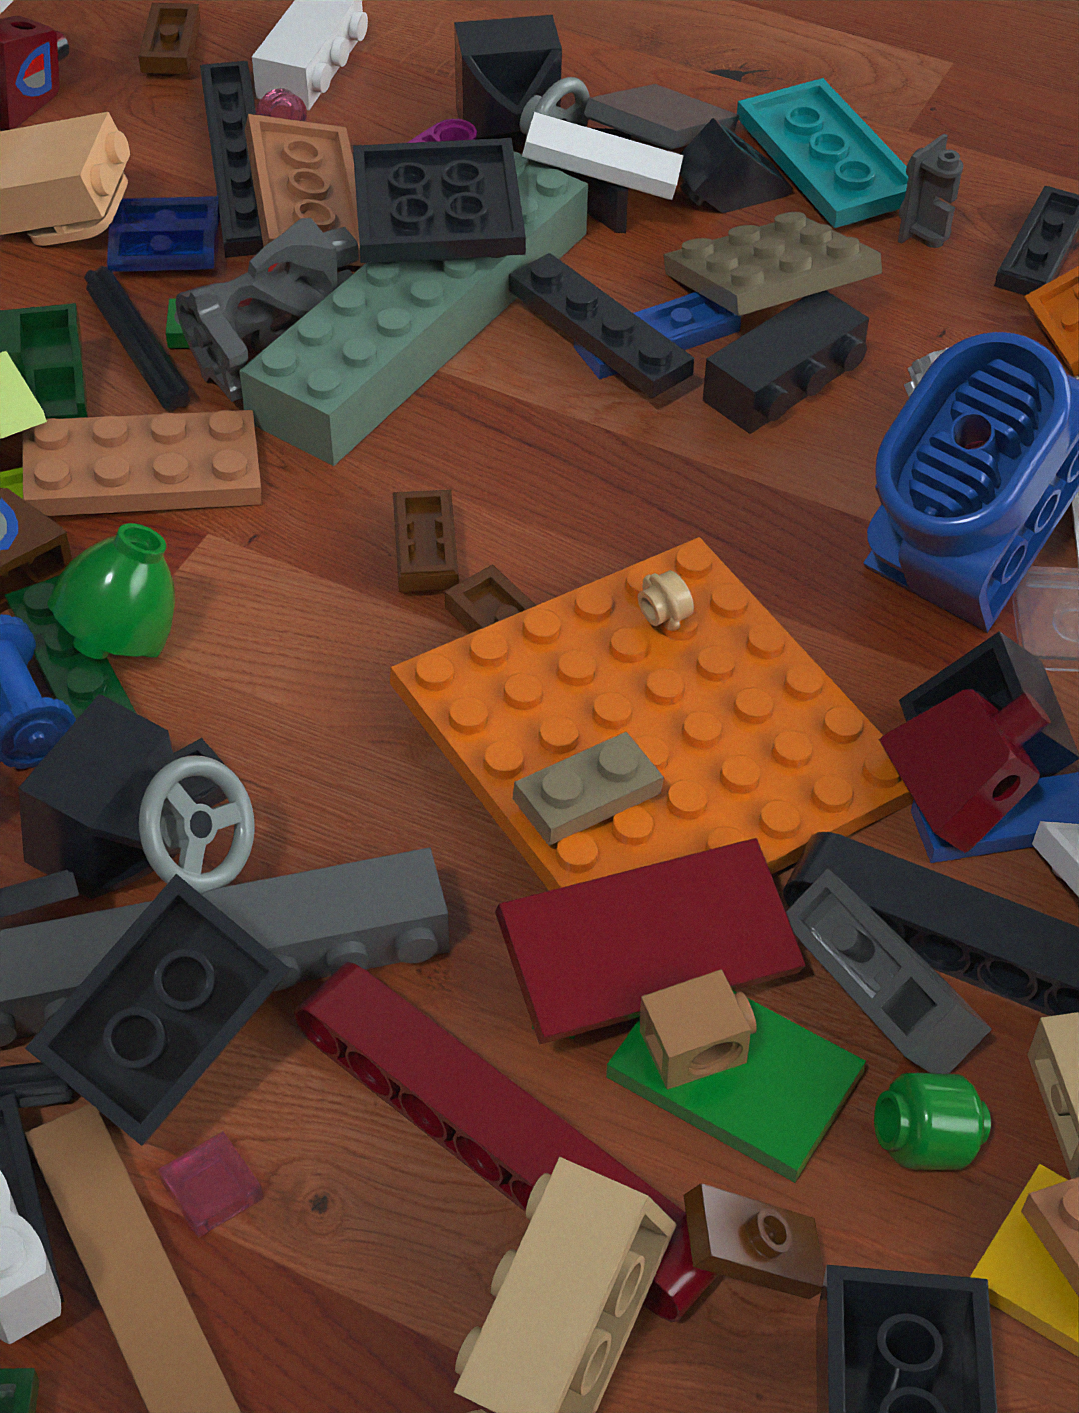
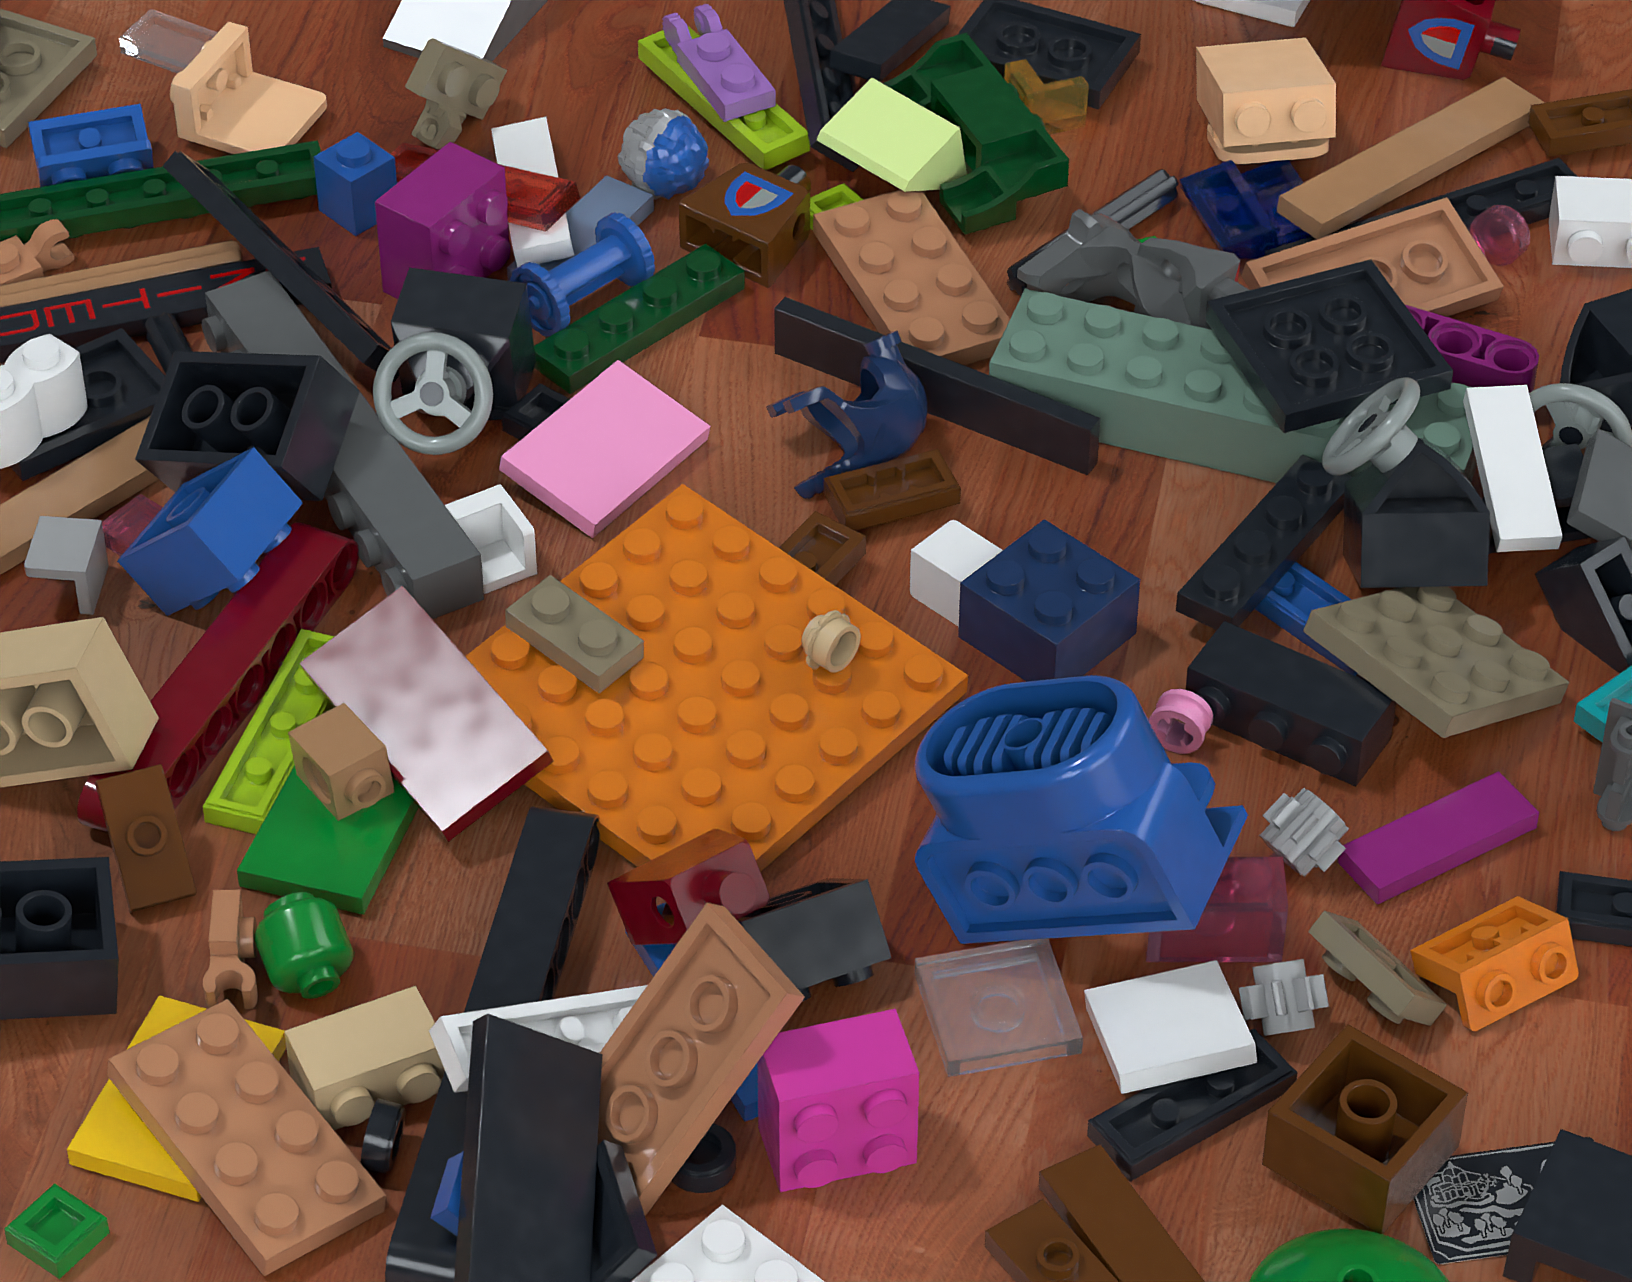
camera: 75 degrees right, 5 degrees down
(117, 595) = (701, 301): green piece -> none
(162, 136) = (1408, 159): none -> medium nougat tile
(255, 1255) = (70, 551): none -> light grey panel
(275, 734) = (604, 448): none -> bright pink tile
(300, 477) = (951, 389): none -> black tile
(306, 1086) = (212, 533): none -> blue brick
(339, 524) = (874, 426): none -> dark blue piece
(372, 830) = (499, 534): none -> white panel
(569, 515) = (944, 562): none -> white panel
(597, 1101) = (264, 751): none -> lime tile
(631, 468) = (1048, 606): none -> dark blue brick
(638, 215) = (1412, 510): none -> black piece
(784, 426) = (1189, 709): none -> bright pink bush
(886, 976) = (434, 890): dark grey slope -> none
(920, 1195) = (229, 944): none -> nougat plate
(929, 308) = (1438, 837): none -> magenta tile

